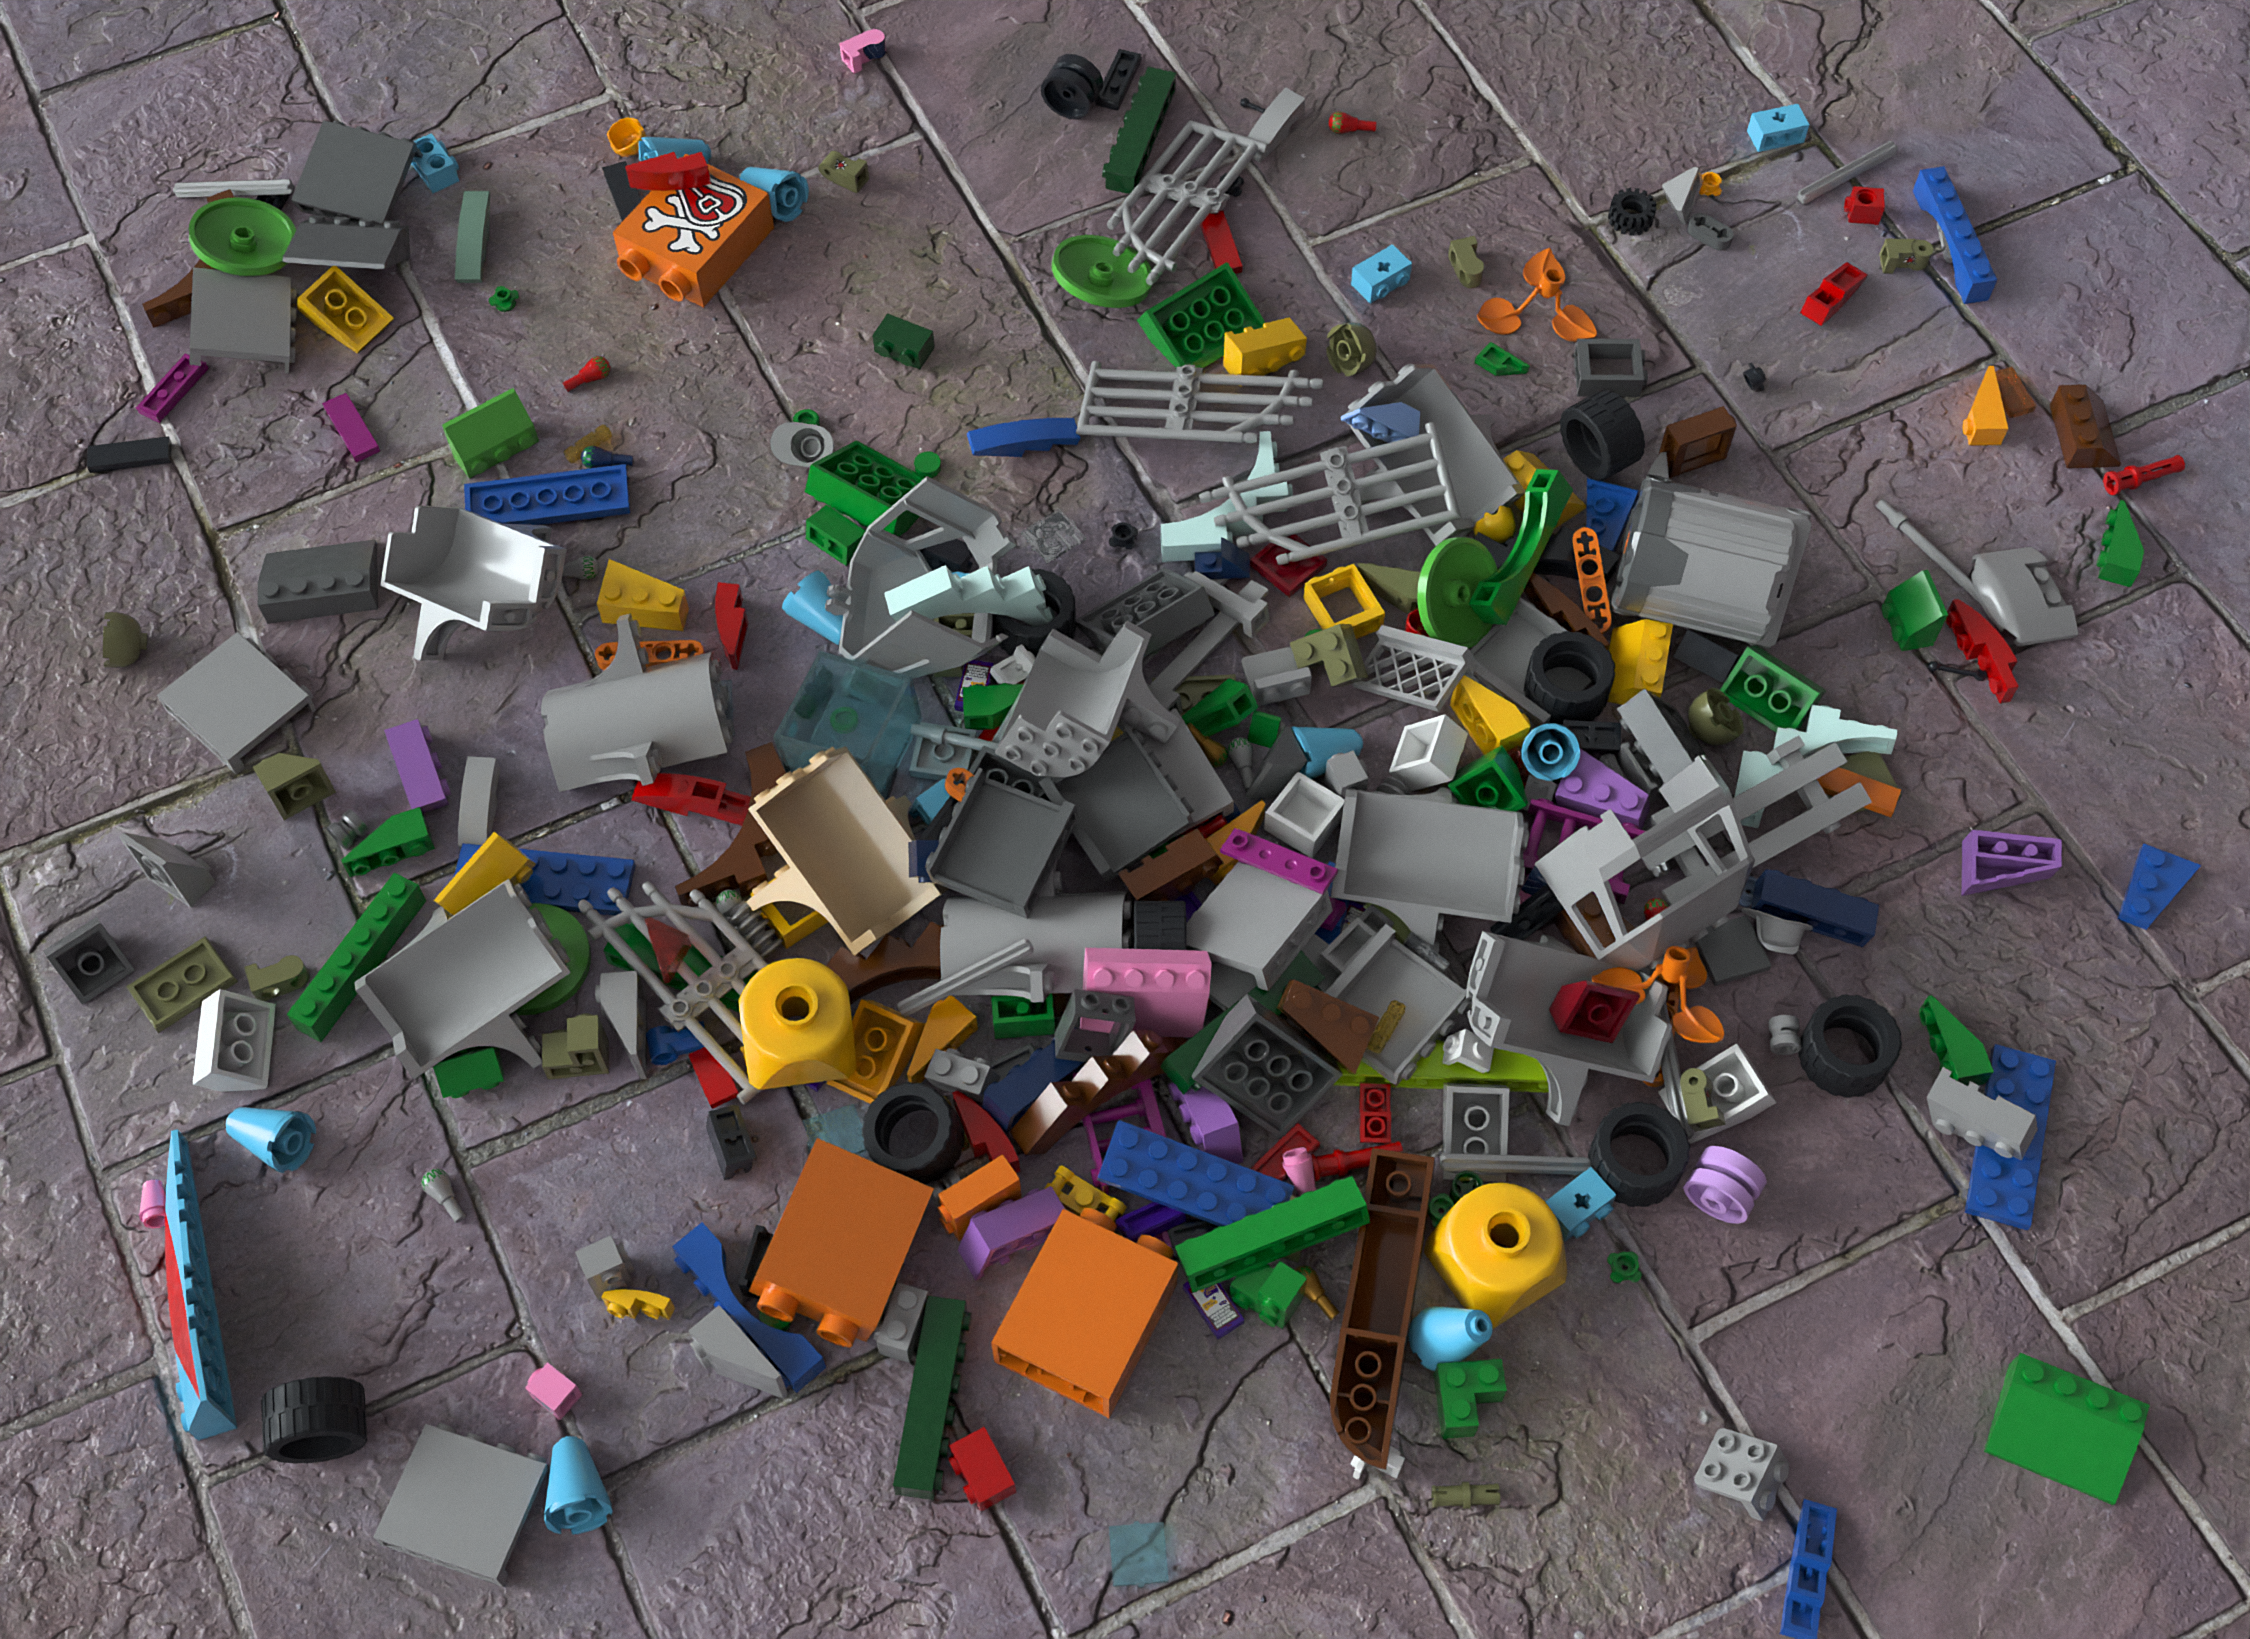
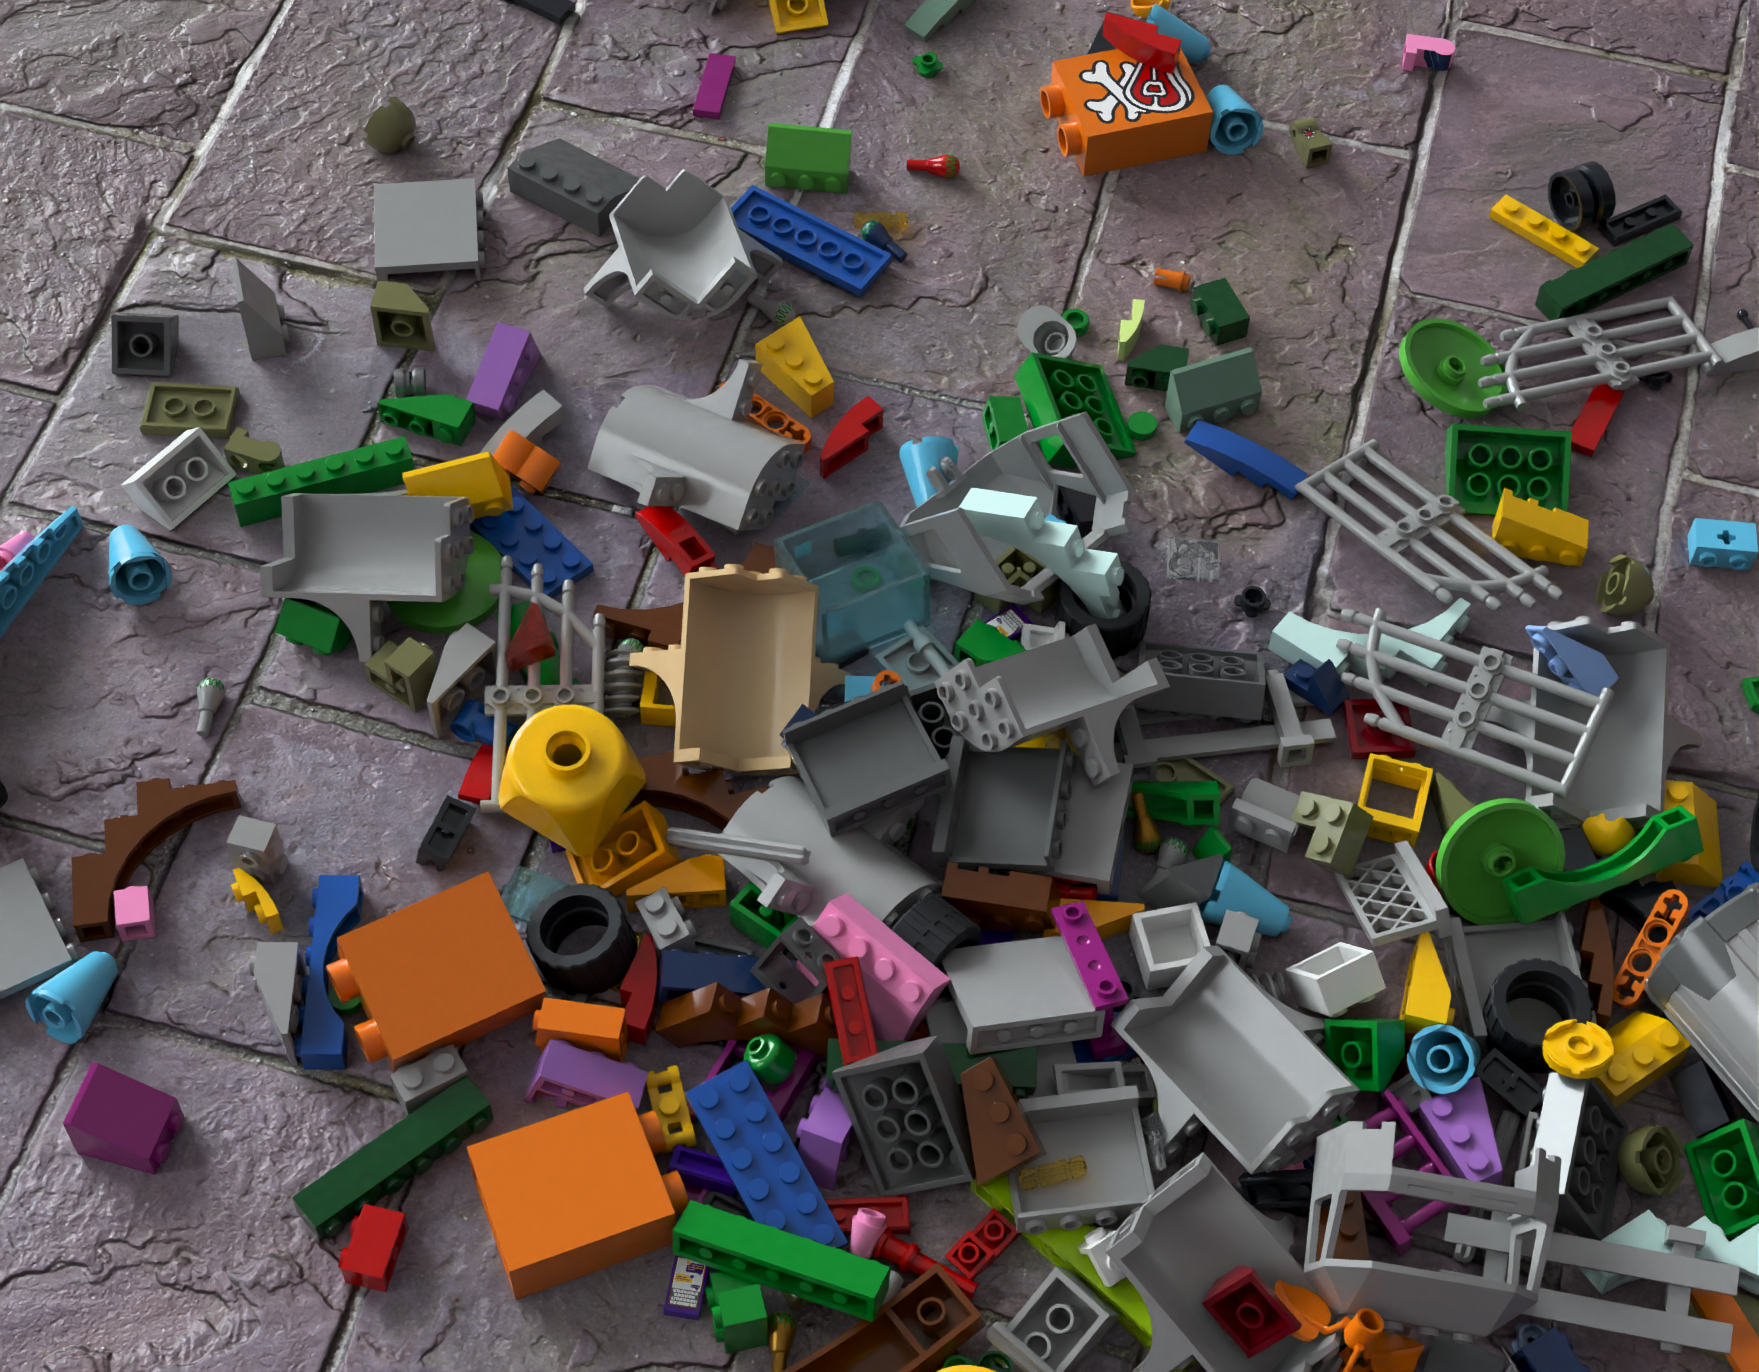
camera: 40 degrees right, 5 degrees down
(490, 1341) = (131, 839): none -> reddish brown arch
(510, 820) = (526, 463): none -> orange brick
(711, 1542) = (122, 1120): none -> magenta slope
(846, 341) = (1173, 279): none -> orange pin
(853, 398) = (1130, 330): none -> yellowish green slope
(903, 413) = (1154, 367): none -> dark green slope
(959, 403) = (1214, 390): none -> sand green slope
(1064, 131) = (1543, 232): none -> yellow plate
(1128, 1105) = (770, 1058): none -> green head
(1167, 1025) = (850, 1009): none -> red tile
(1625, 679) = (1578, 1049): none -> yellow tile

